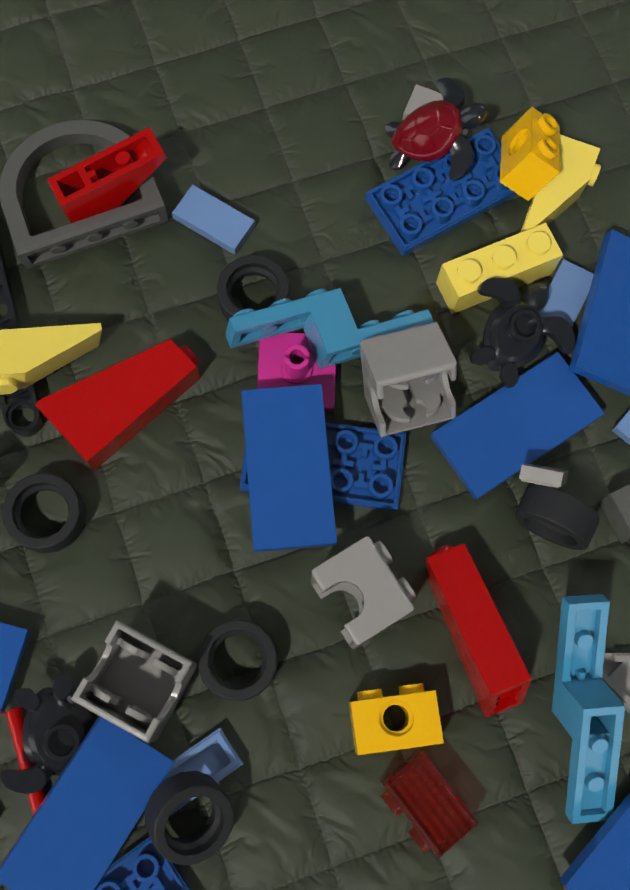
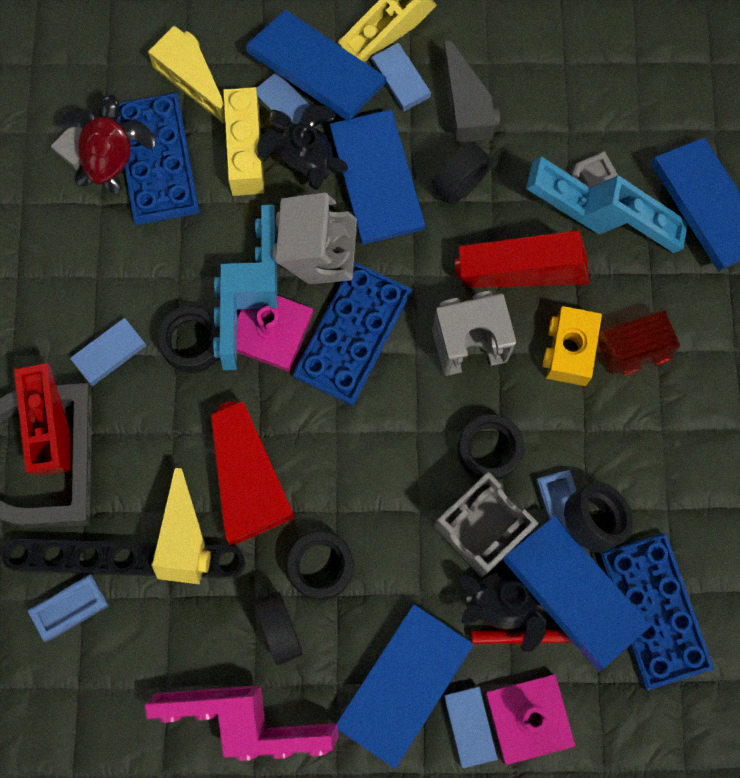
camera: 70 degrees left, 0 degrees up
(288, 468) = (354, 355): blue tile -> none
(530, 153) = (158, 78): yellow brick -> none
(543, 475) = (427, 168): light grey tile -> none

